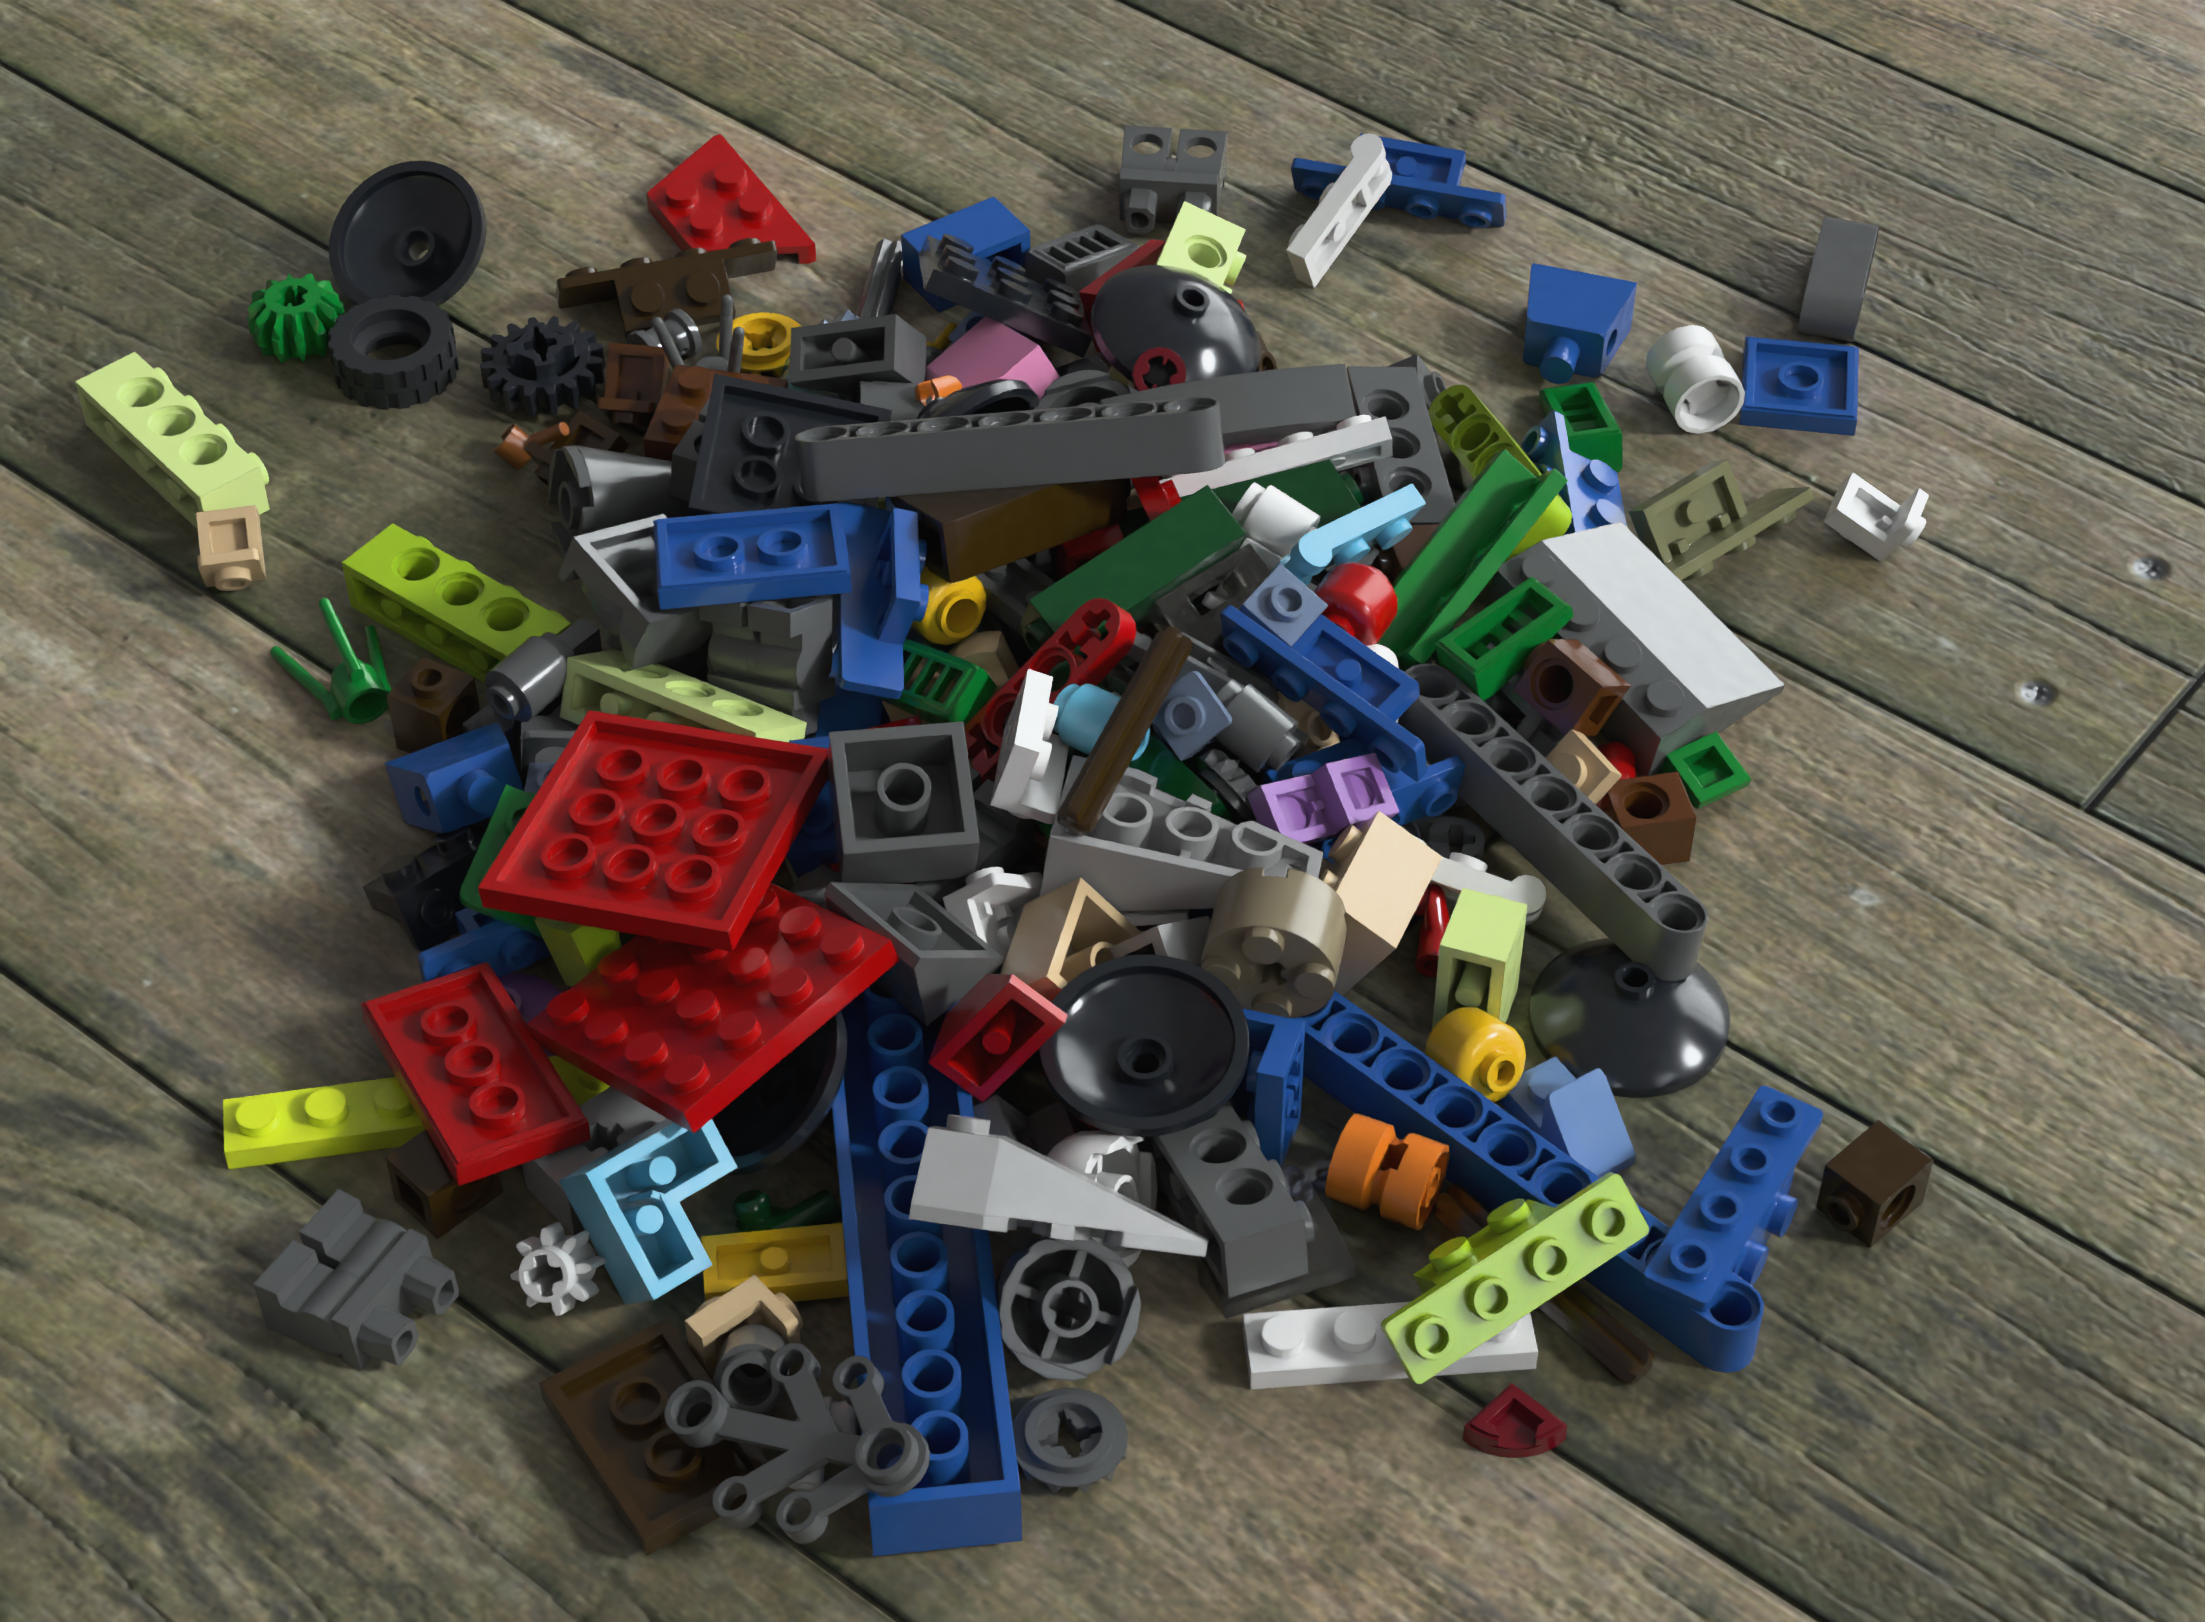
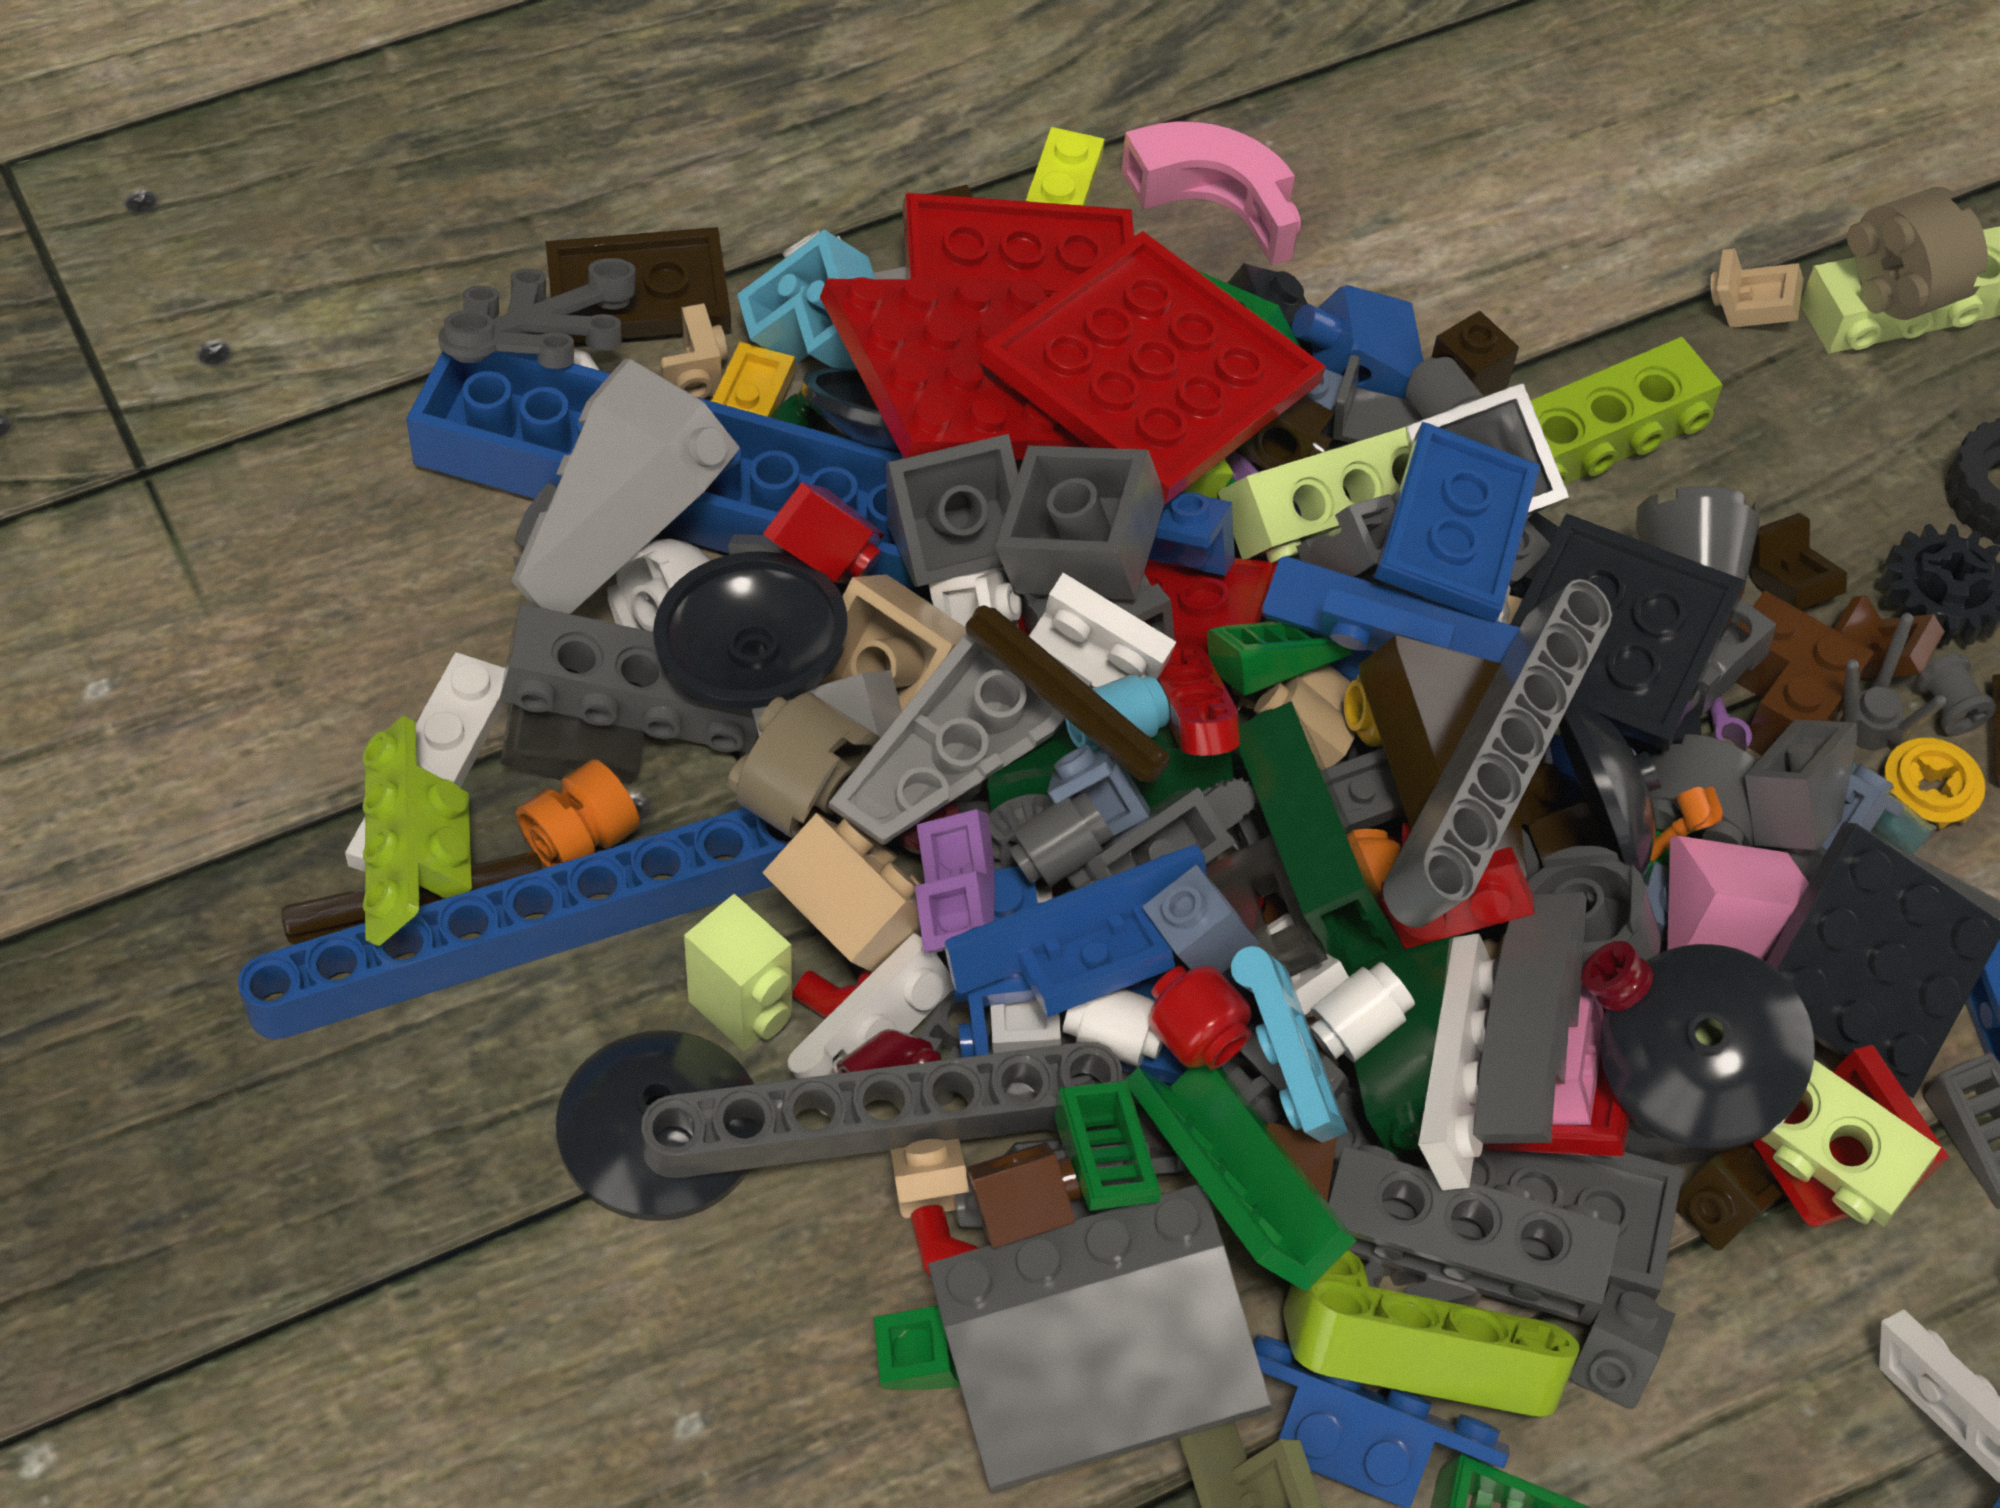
camera: 110 degrees right, 10 degrees up
(199, 391) = (1918, 254): none -> dark tan brick
(234, 962) = (1218, 166): none -> bright pink arch
(354, 1285) = (874, 159): dark grey hips -> none
(356, 687) = (1539, 328): green plant -> none
(516, 440) = (1838, 540): dark orange hand -> none
(746, 1387) = (646, 334): dark grey brick -> none
(1089, 1420) = (461, 504): dark grey gear -> none
(1272, 1081) = (693, 755): blue bracket -> none
(1478, 1051) = (650, 938): yellow head -> none
(1498, 852) = (888, 1050): none -> dark red arm
(1514, 1426) = (298, 815): dark red tile -> none
(1573, 1115) = (558, 1004): medium blue slope -> none
(1654, 814) = (862, 1268): reddish brown brick -> none
(1736, 1203) = (365, 1043): blue bracket -> none
(1874, 1183) = (335, 1194): dark brown brick -> none

